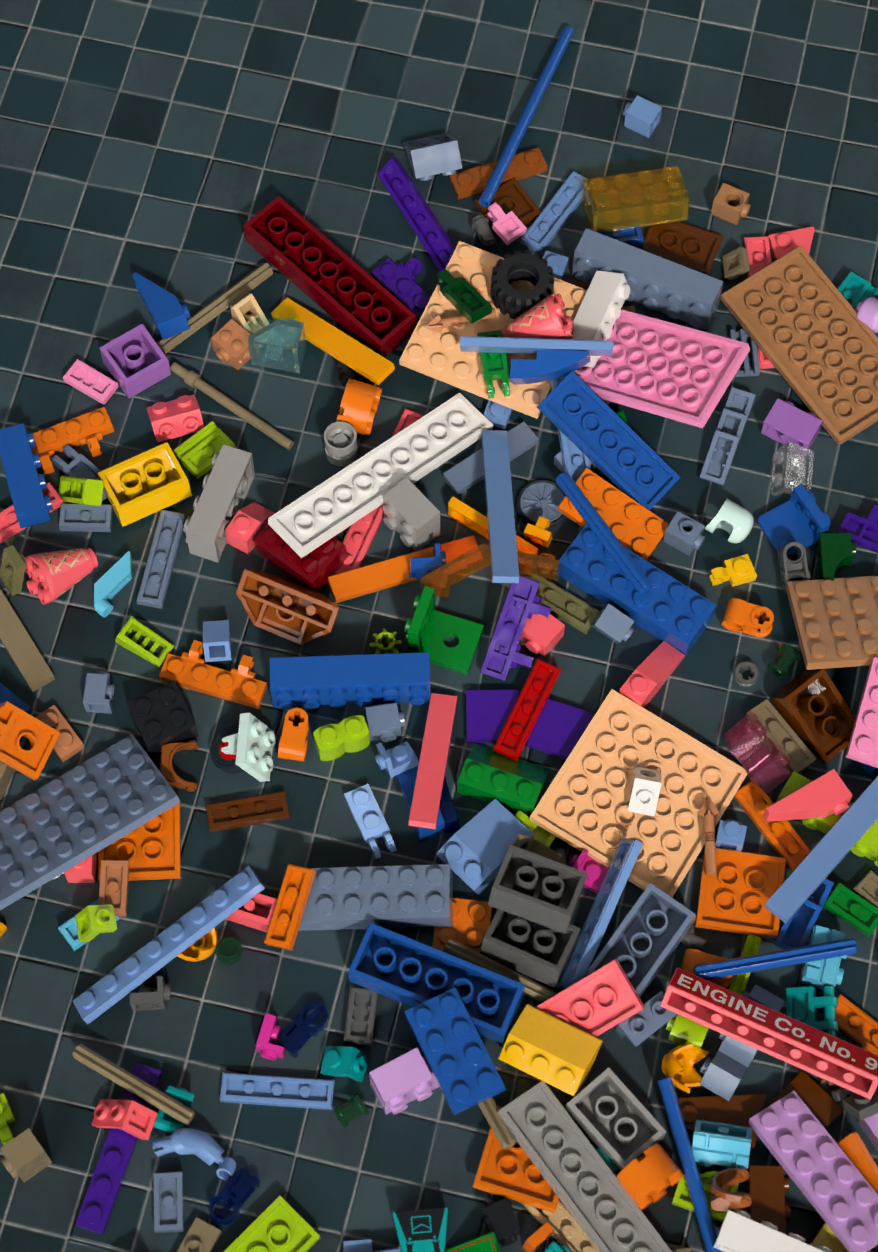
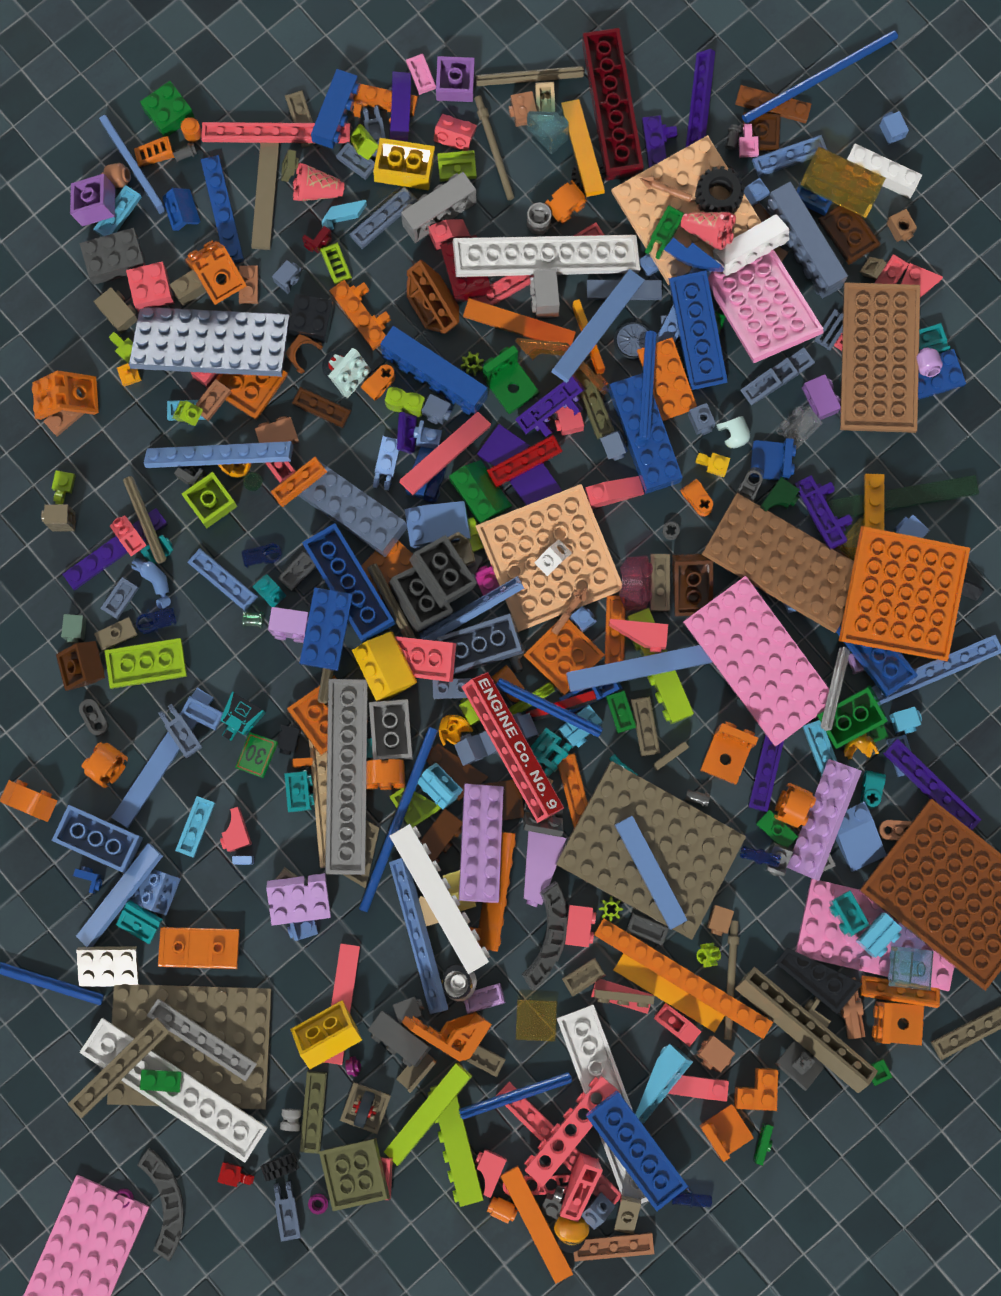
camera: 35 degrees right, 15 degrees up
(94, 427) = (400, 106): none -> dark purple slope
(107, 637) = (322, 239): none -> dark red bracket
(163, 307) = (496, 57): blue slope -> none
(195, 1006) = (209, 500): none -> lime brick
(217, 641) = (376, 292): medium blue brick -> none
(220, 868) = (278, 431): none -> nougat brick
(269, 1033) = (236, 545): dark pink bracket -> none
(368, 770) = (405, 434): none -> dark purple plate
(422, 566) = (528, 332): blue bracket -> none
(433, 156) = (739, 64): slope -> none
(463, 297) = (677, 176): dark green hinge -> none
(531, 345) = (689, 235): medium blue tile -> none
(539, 532) = (616, 357): light orange tile -> none
(692, 158) = (898, 177): none -> white brick
(721, 1183) = (419, 807): dark orange helmet -> none
(783, 661) = (698, 538): clear green bush -> none
(791, 940) = (568, 704): none -> red sticker

